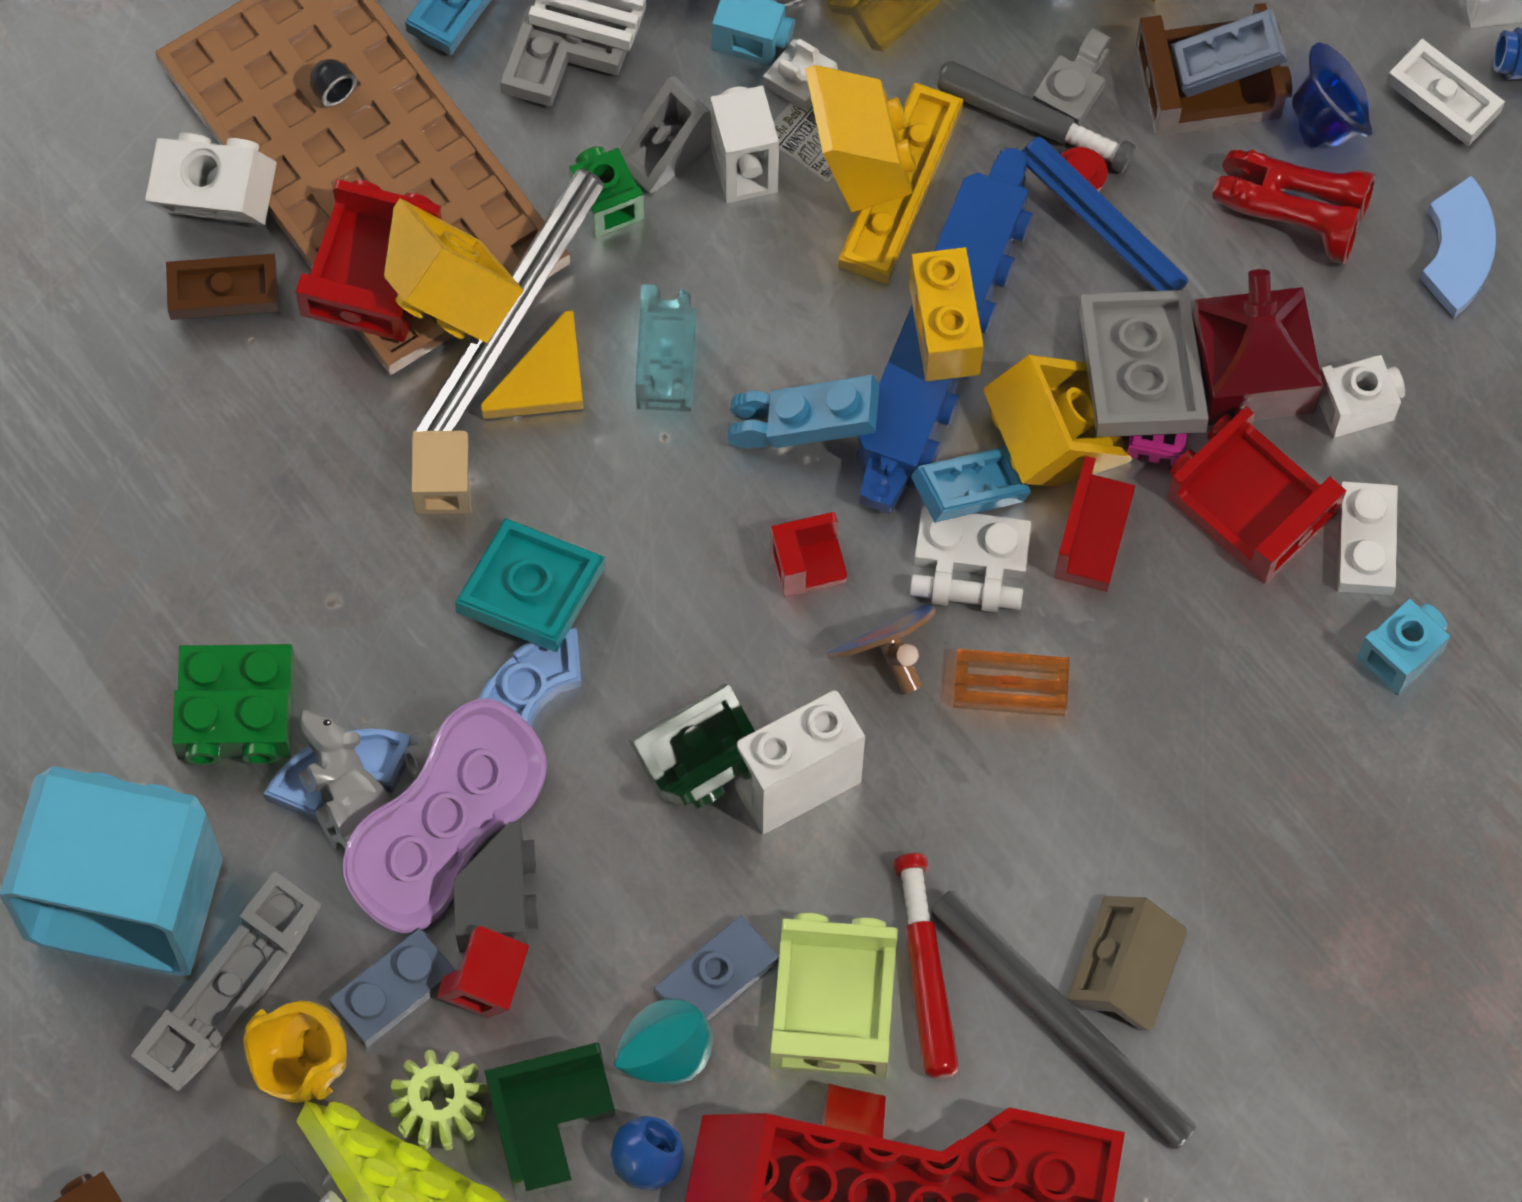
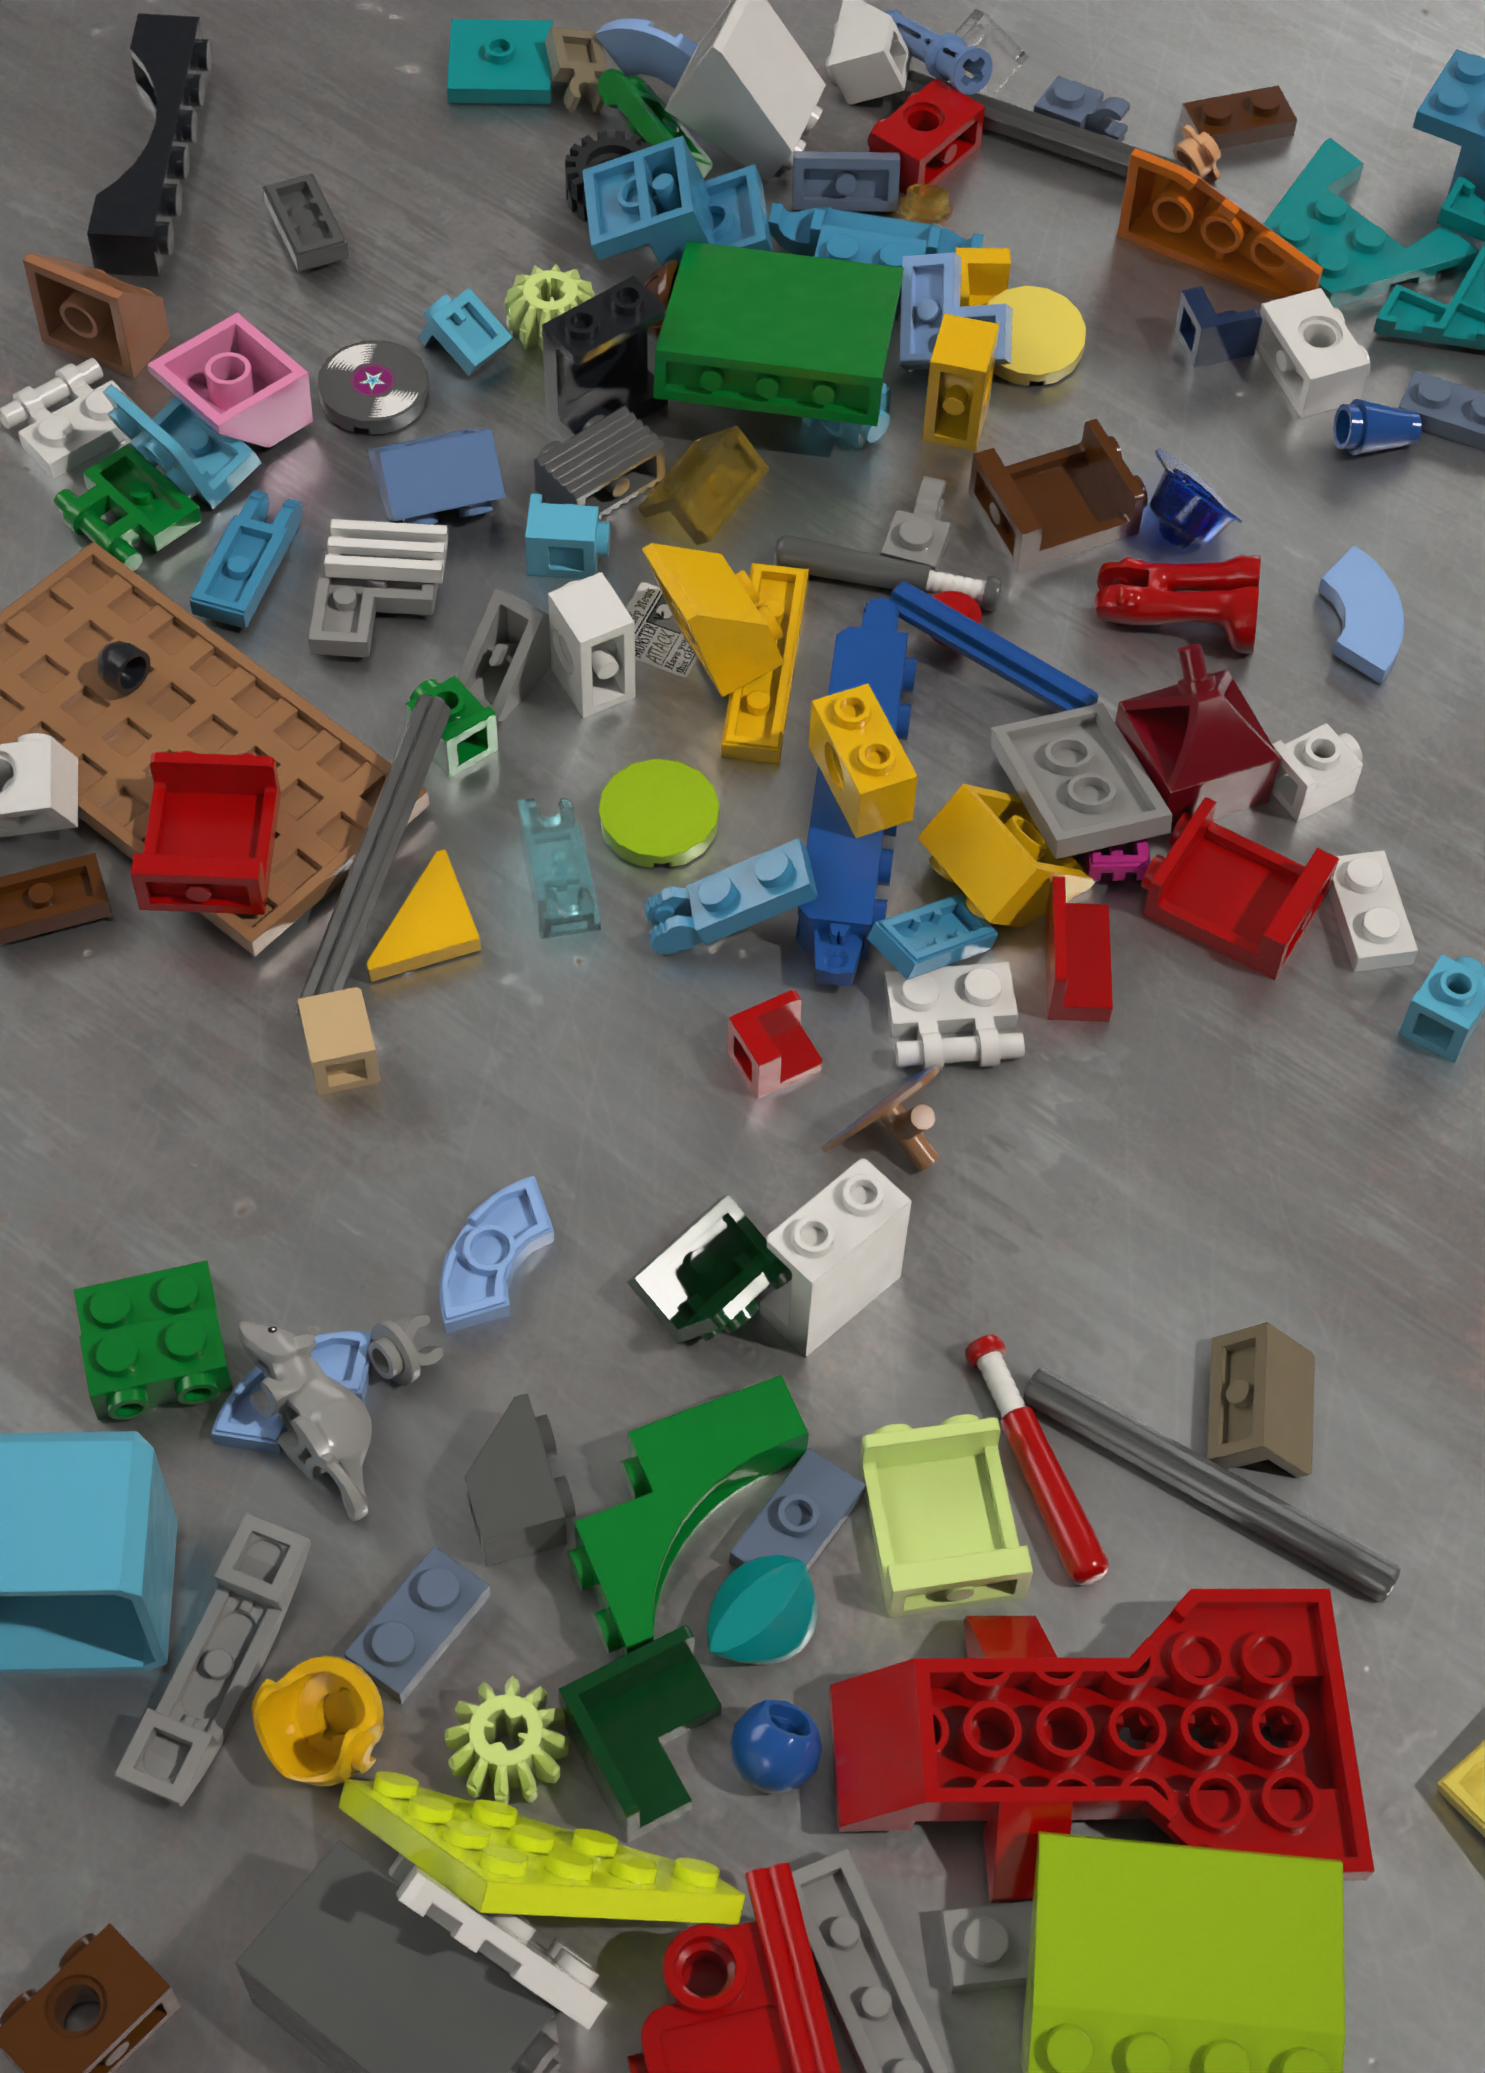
camera: 15 degrees left, 10 degrees down
(447, 274) = (301, 825): yellow slope -> none
(475, 781) = (408, 1448): lavender plate -> none
(486, 975) = (531, 1580): red panel -> none
(530, 584) = (469, 1140): teal plate -> none
(635, 913) = (677, 1479): none -> green arch
(767, 312) = (659, 813): none -> lime tile
(788, 73) = (630, 575): white tile -> none
(1011, 702) = (1041, 1143): clear orange tile -> none
(1229, 53) = (1075, 469): sand blue plate -> none
(1445, 92) = (1300, 474): white plate -> none

